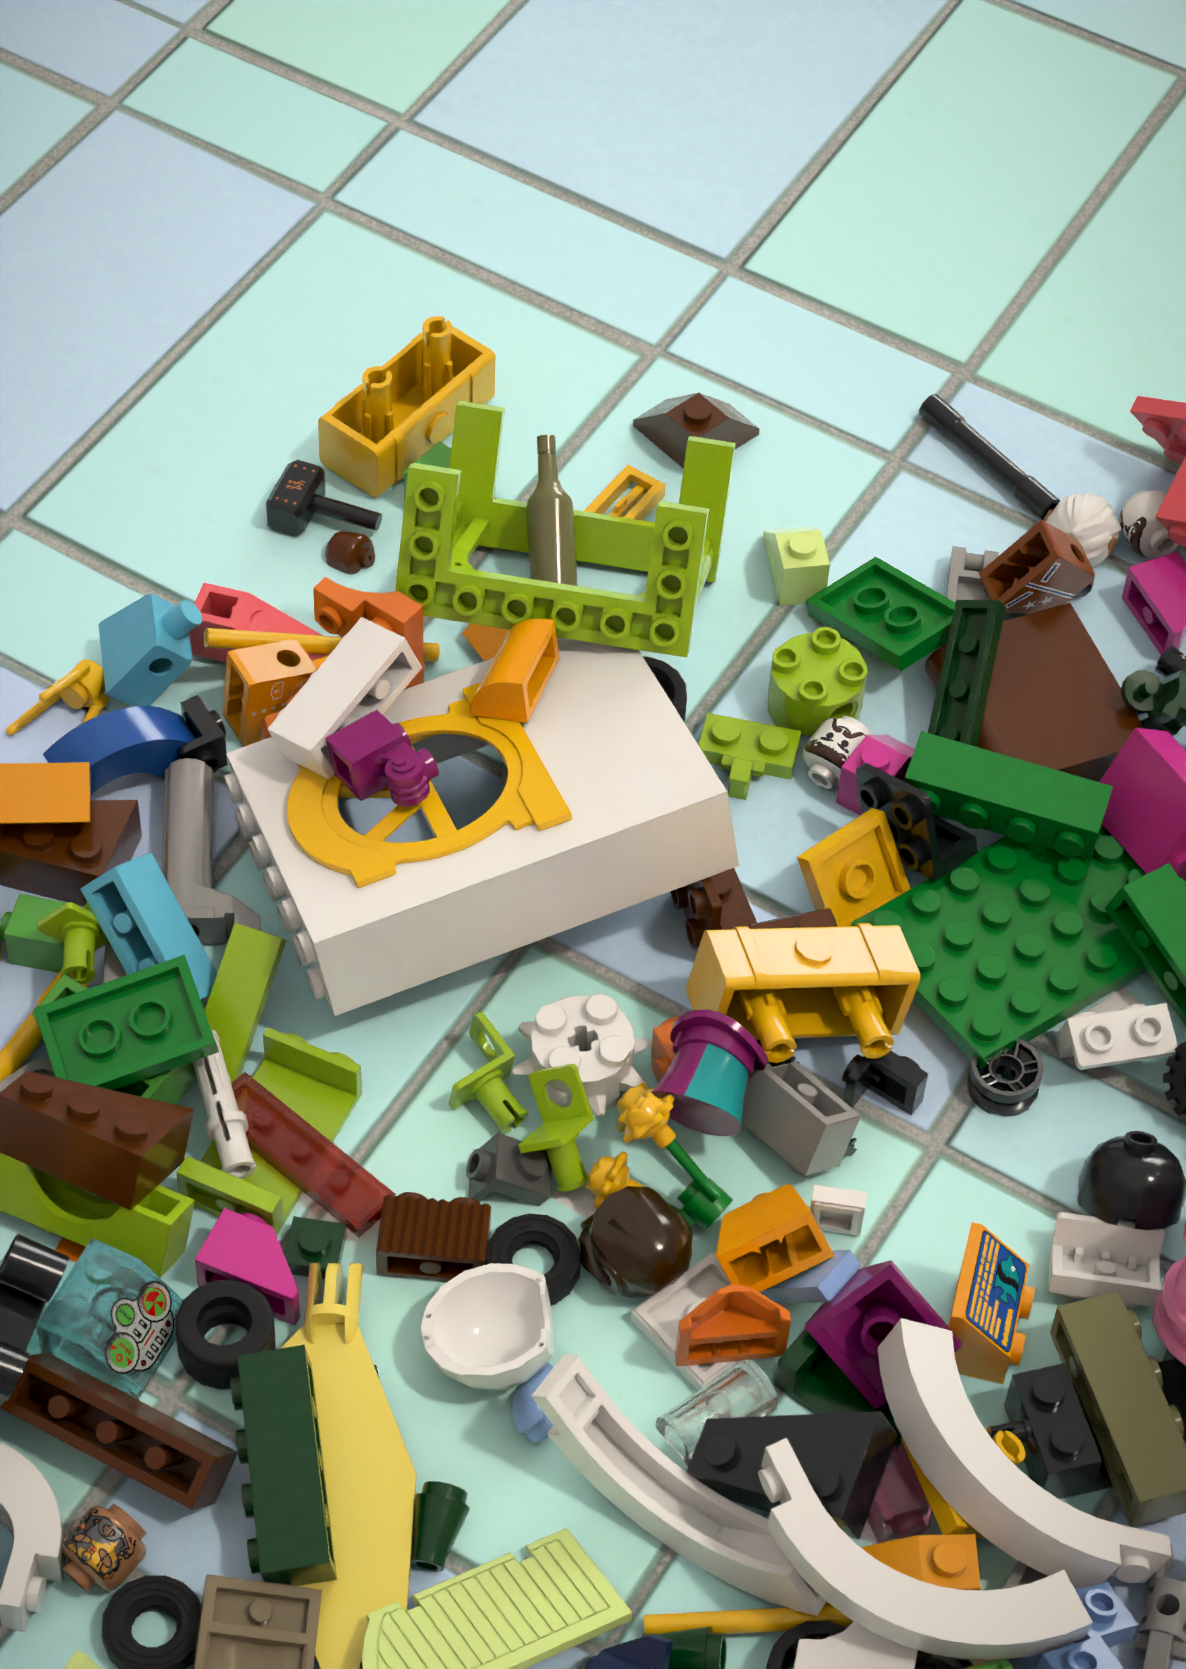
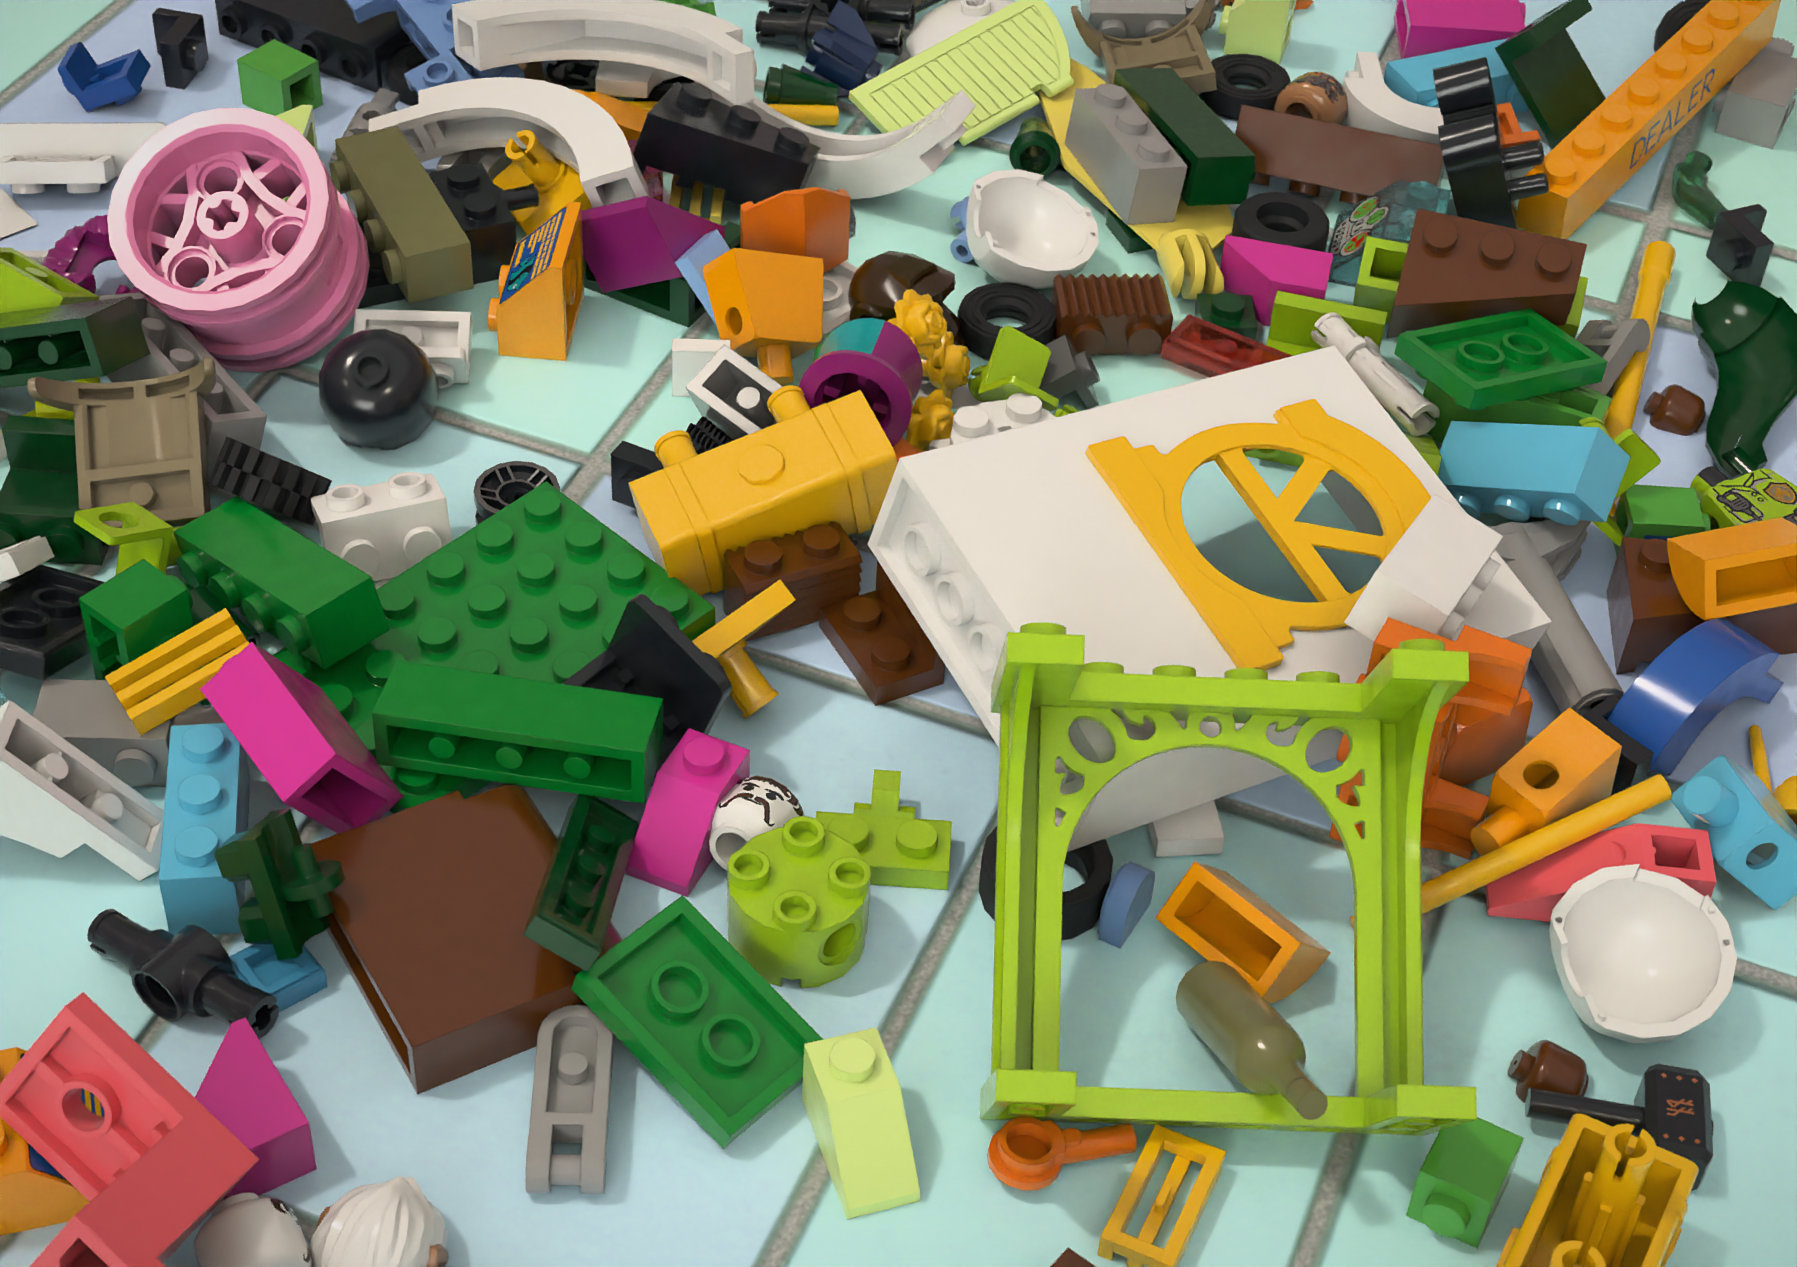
camera: 170 degrees right, 10 degrees down
(271, 562) = (1641, 954): none -> white cylinder
(360, 1429) = (1125, 155): none -> light grey brick
(378, 756) = (1348, 521): magenta brick -> none
(518, 672) = (1217, 615): light orange brick -> none
(1039, 571) = (454, 1090): dark orange torso -> none

